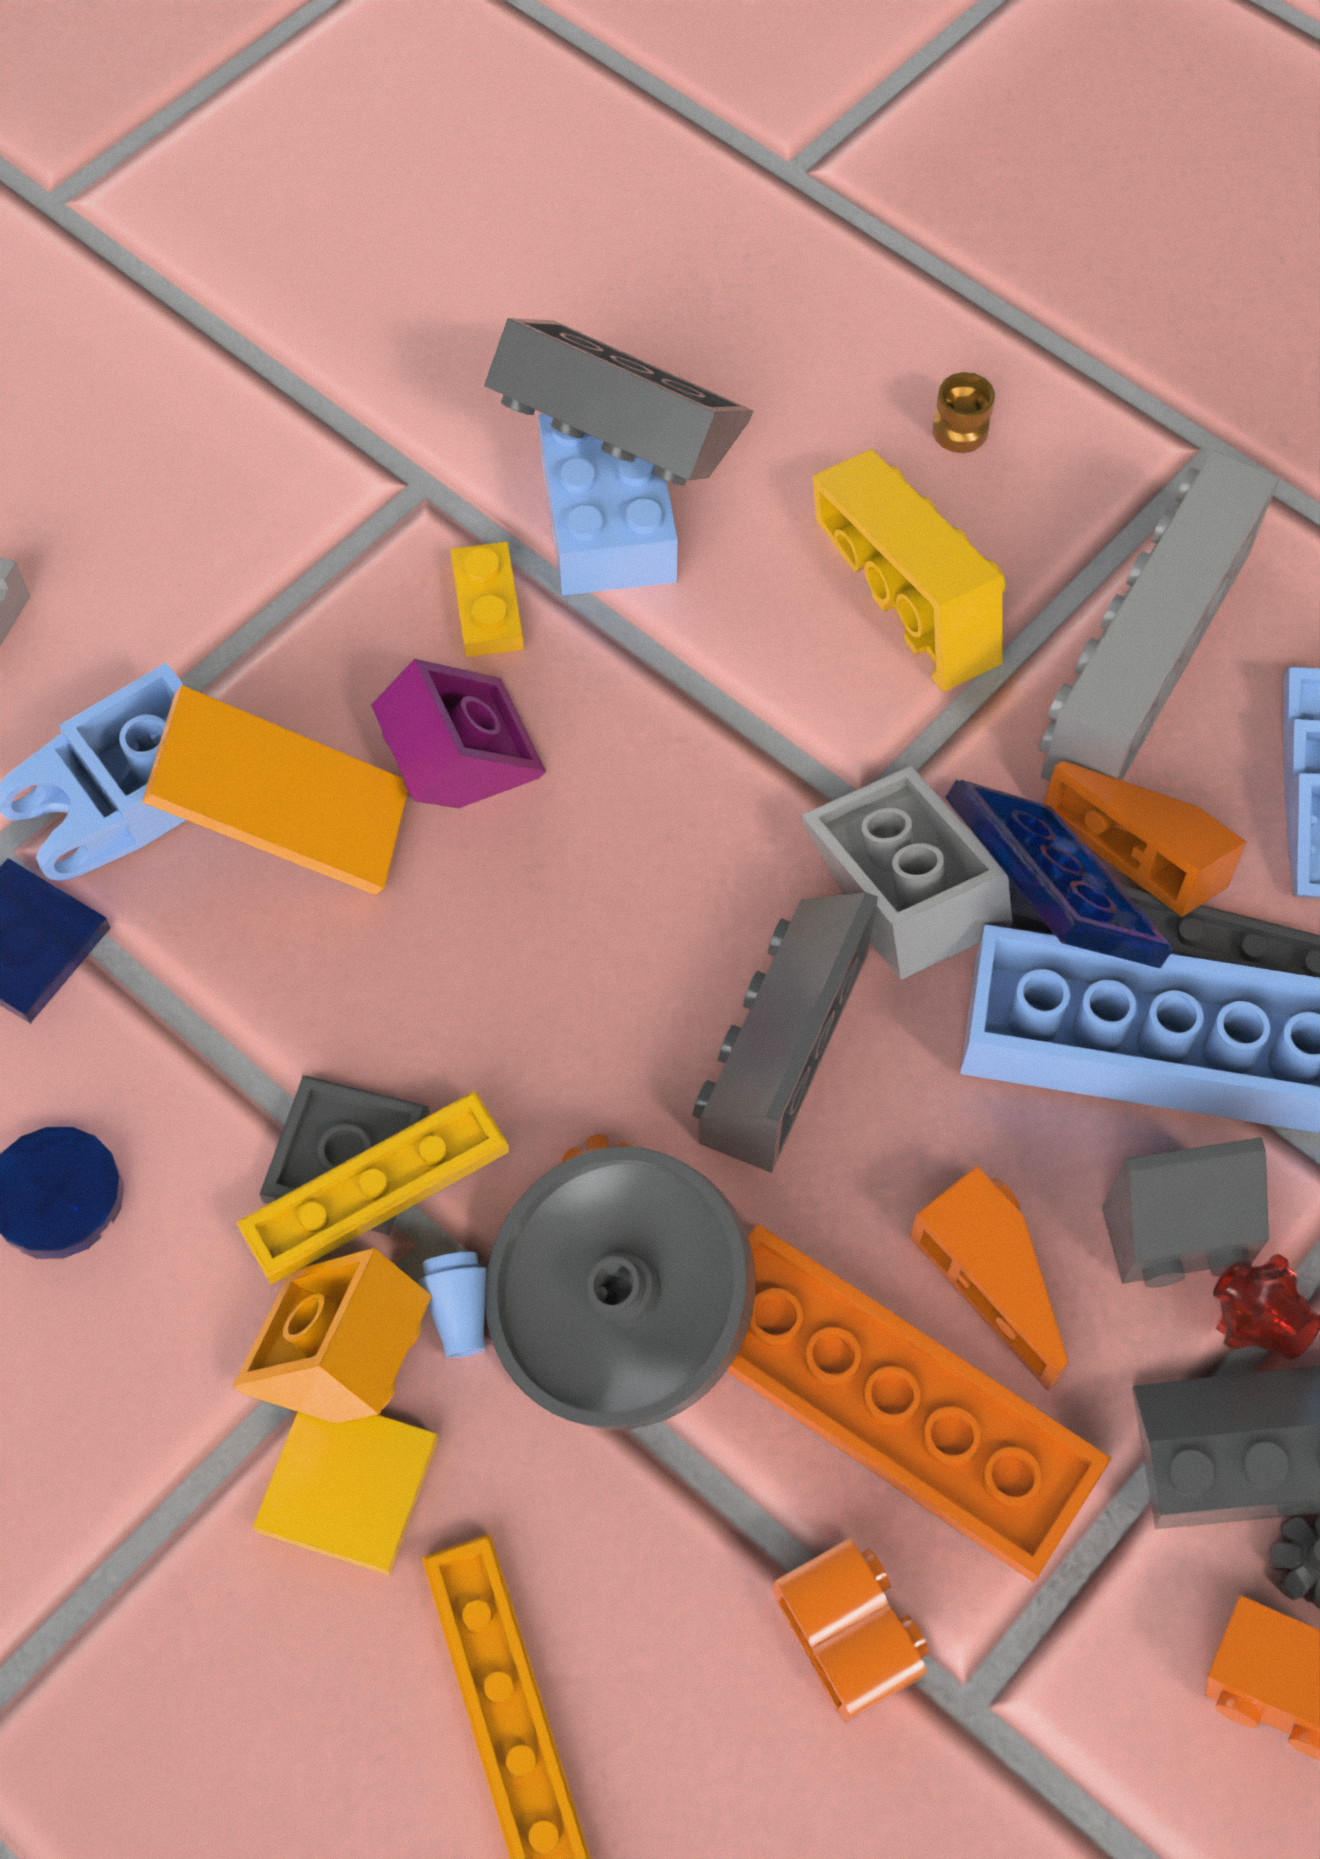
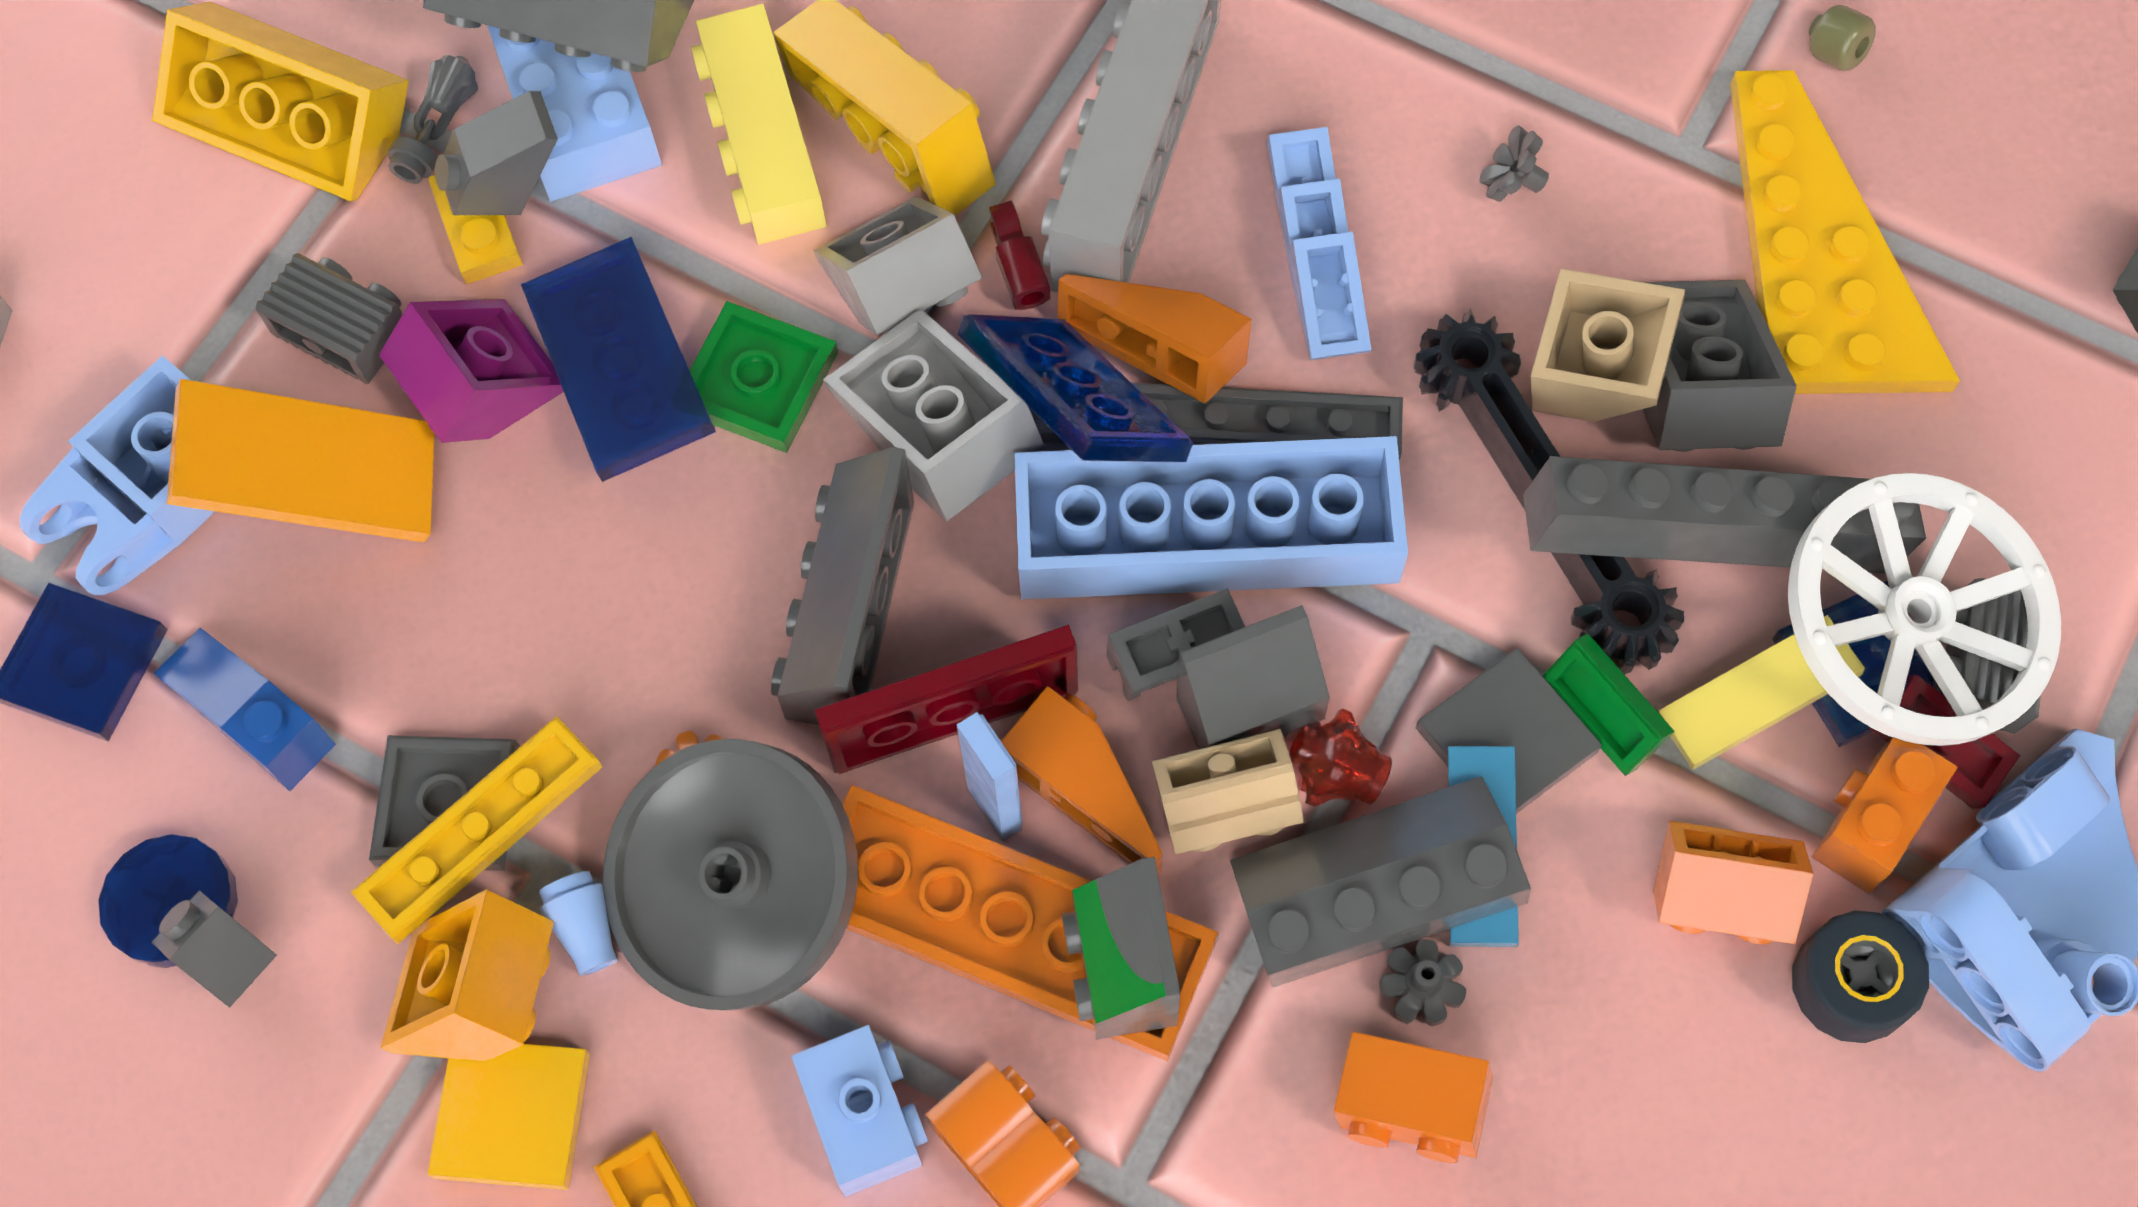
camera: 10 degrees left, 5 degrees up
(90, 1247) = (212, 947): none -> dark grey brick
(171, 1019) = (246, 708): none -> blue slope
(322, 449) = (276, 98): none -> yellow slope
(332, 660) = (331, 315): none -> dark grey brick
(486, 470) = (448, 88): none -> dark grey piece
(525, 540) = (497, 158): none -> dark grey slope
(601, 757) = (617, 359): none -> clear blue tile
(705, 1560) = (858, 1109): none -> light blue brick
(732, 801) = (760, 375): none -> green tile
(782, 562) = (760, 125): none -> light yellow brick
(873, 1157) = (934, 702): none -> dark red tile
(897, 720) = (900, 264): none -> light grey slope
(907, 1243) = (990, 775): none -> light blue tile
(1014, 738) = (1018, 259): none -> dark red bar
(1016, 1456) = (1124, 952): none -> dark grey slope
(1093, 1151) = (1150, 649): none -> dark grey hinge
(1146, 1314) = (1228, 792): none -> tan brick

